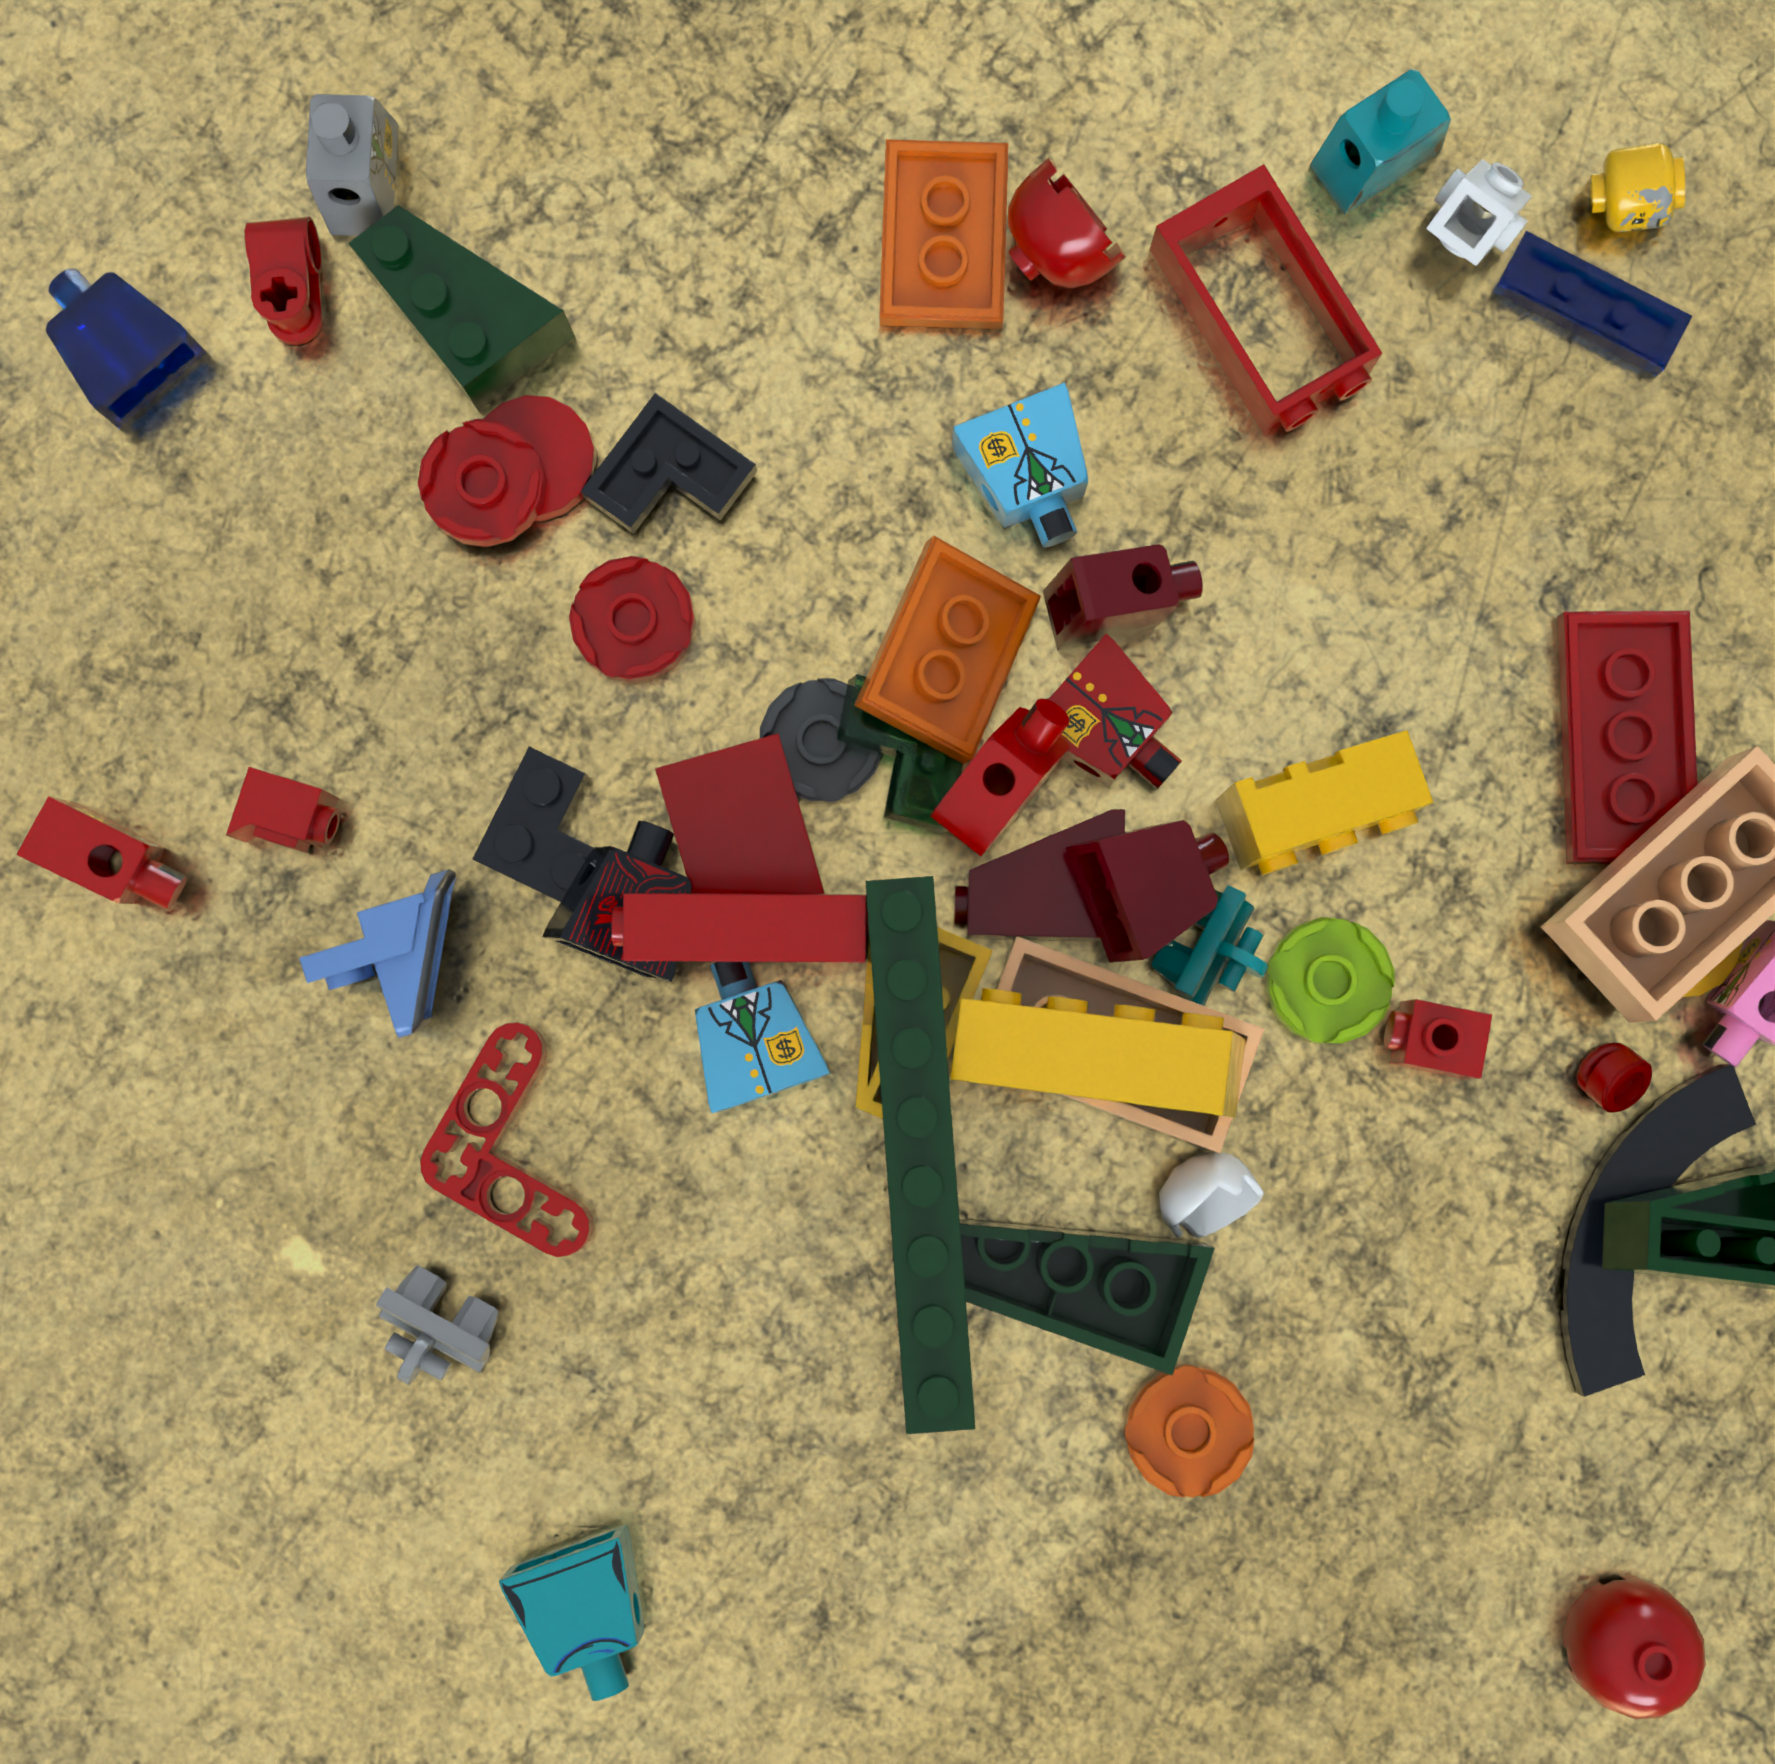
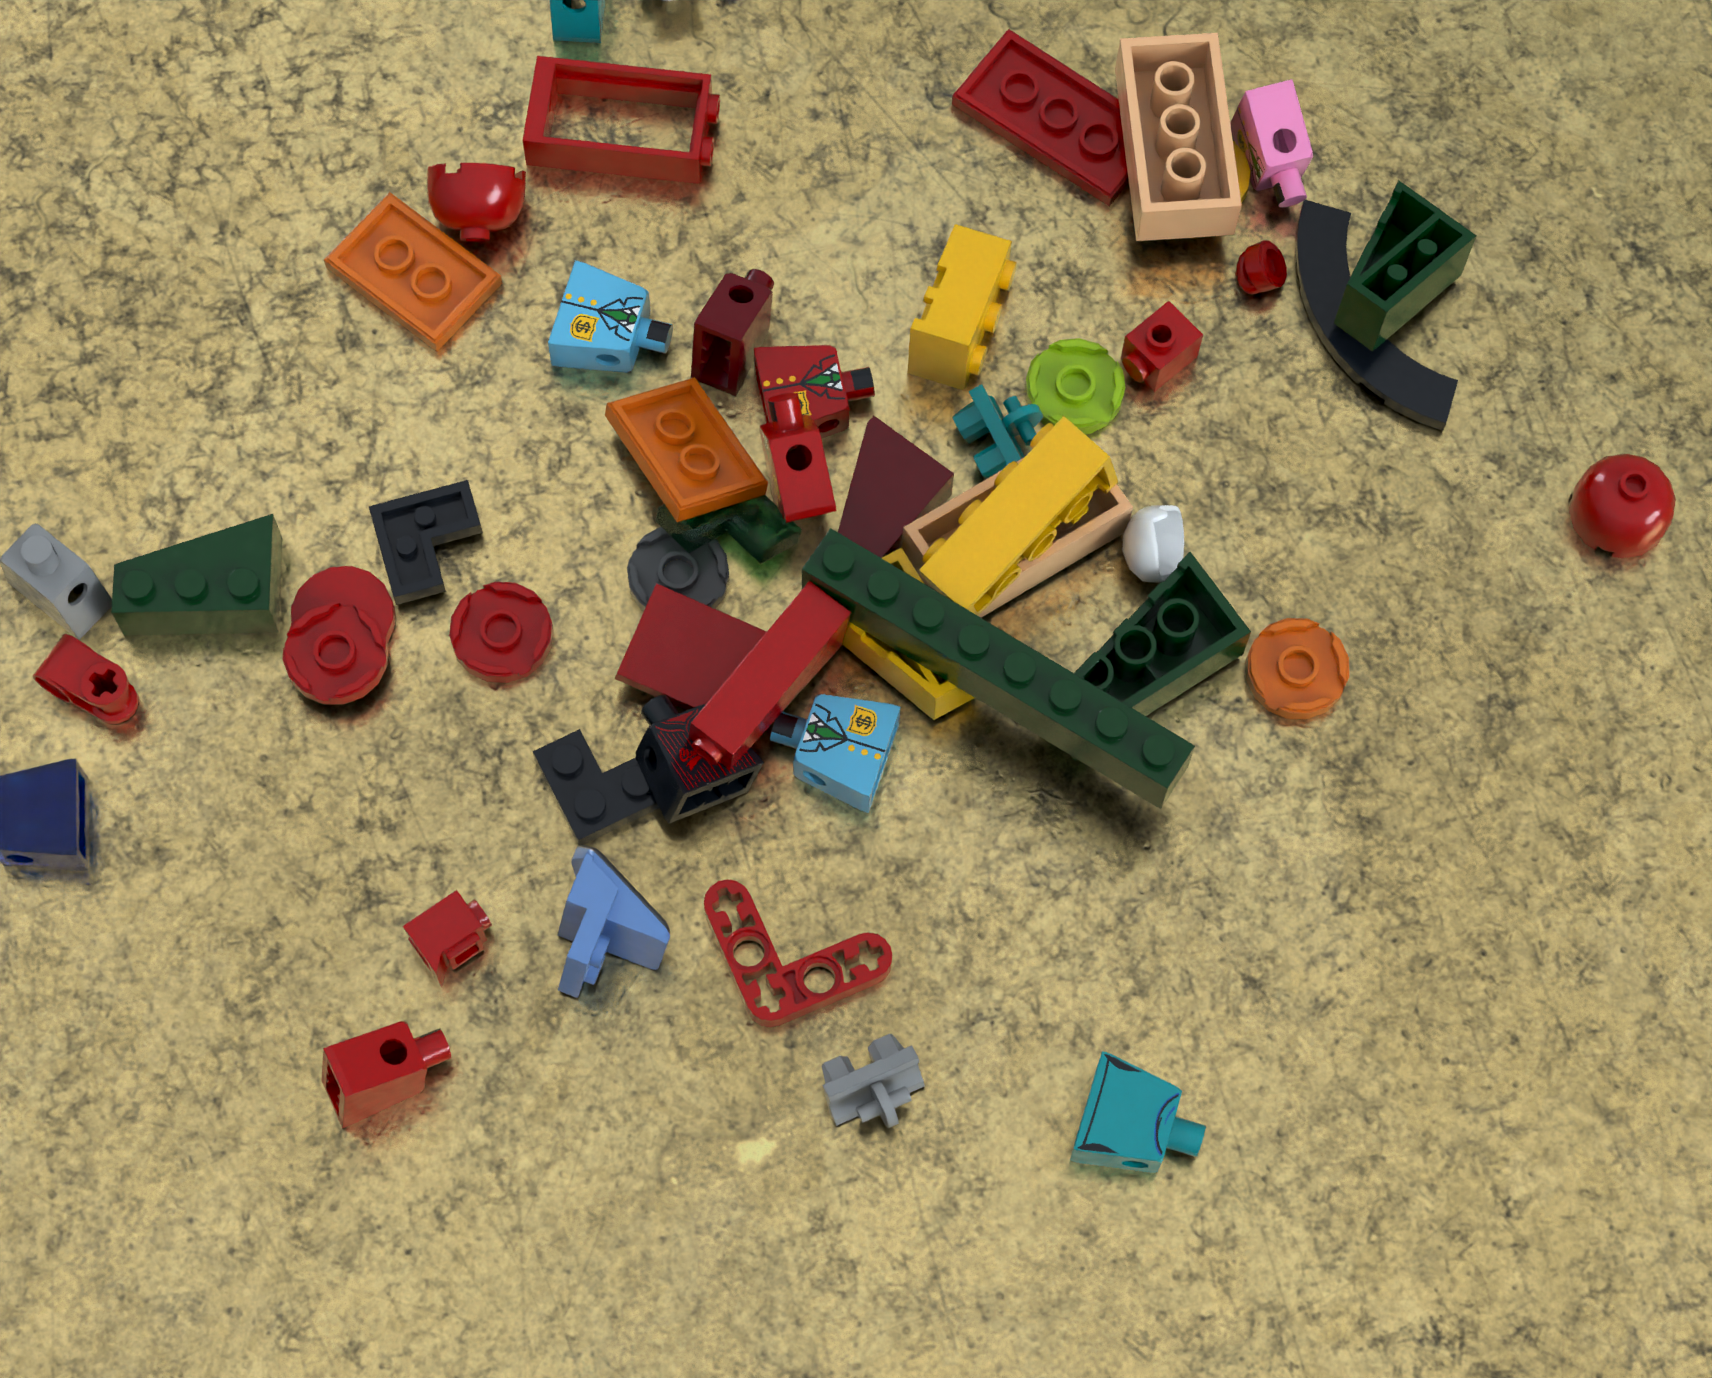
camera: 60 degrees left, 15 degrees down
(1147, 885) = (932, 431): dark red torso -> none

